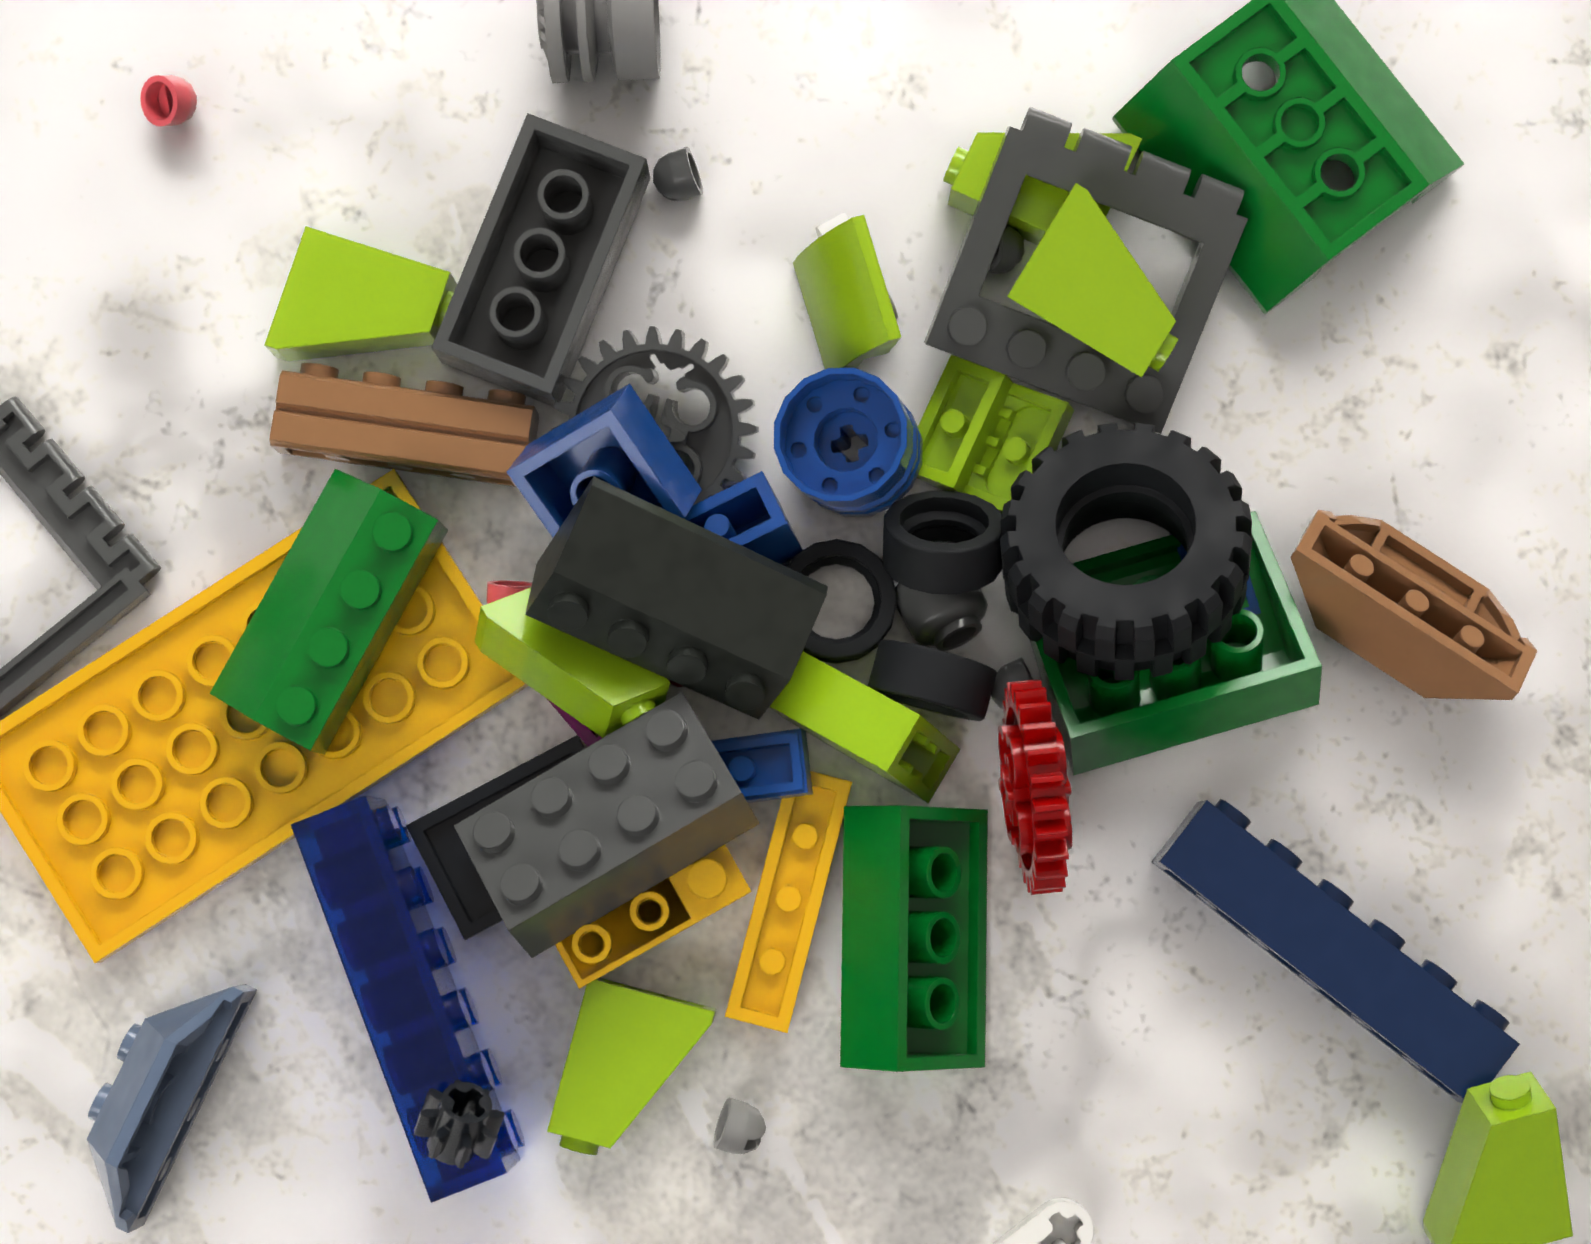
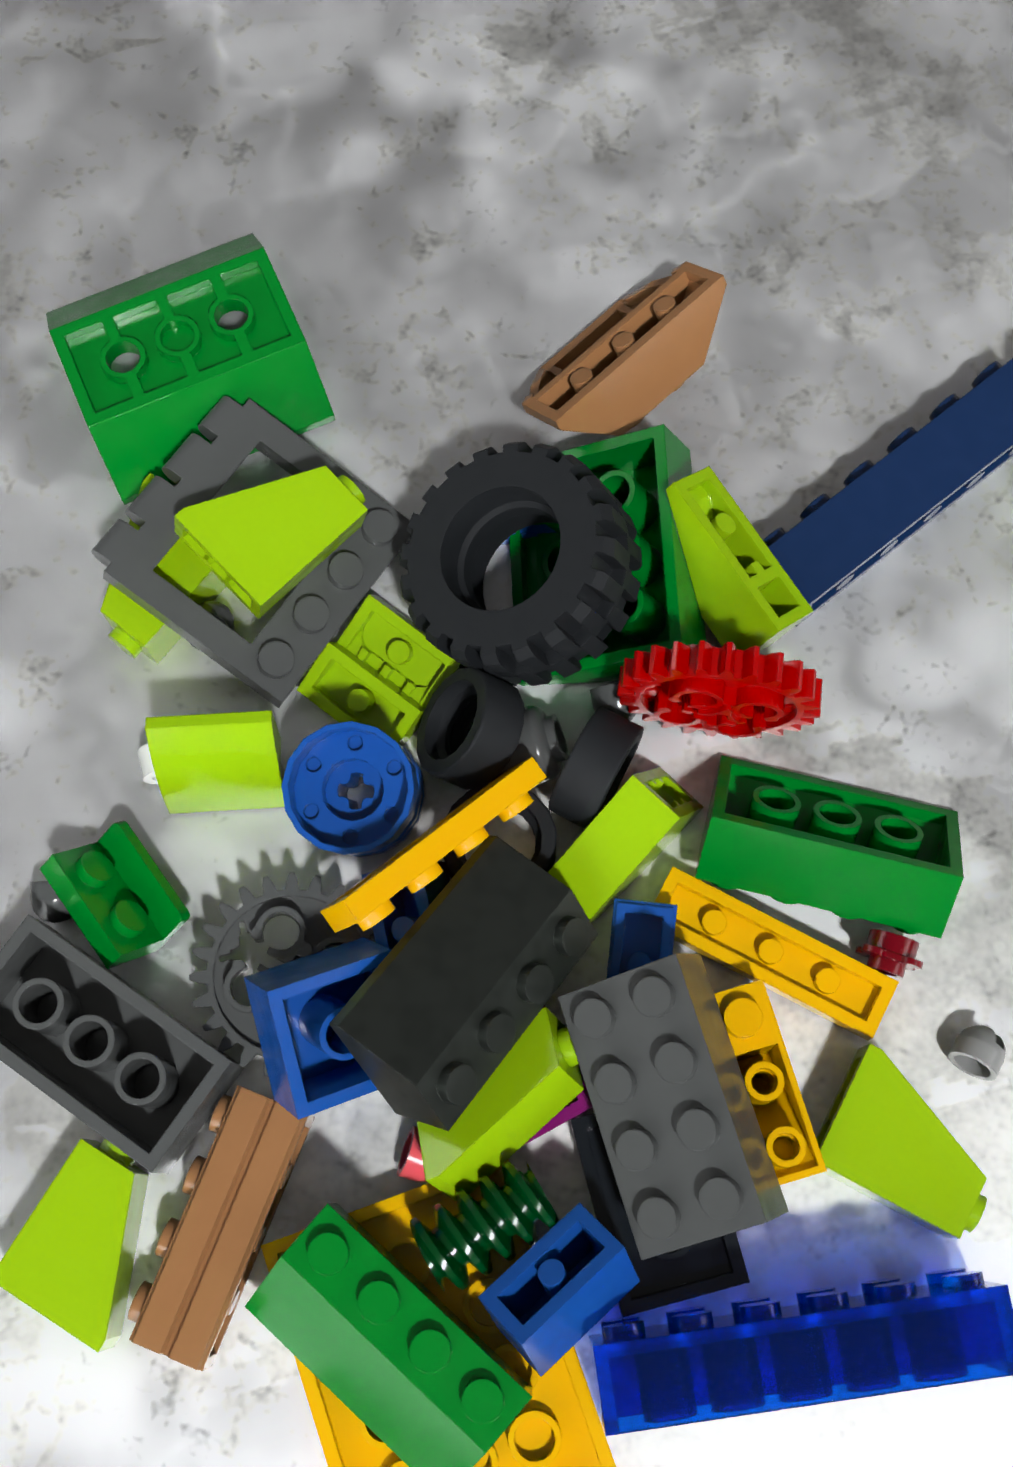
camera: 75 degrees left, 10 degrees down
(412, 756) = (560, 1288): none -> blue brick
(455, 675) = (483, 1226): none -> dark green piece
(459, 1123) = (957, 1320): black gear -> none
(691, 235) = (117, 895): none -> green bracket
(779, 522) = (418, 862): none -> yellow plate
(815, 1019) = (890, 953): none -> dark red plate
(1183, 773) = (733, 572): none -> lime slope

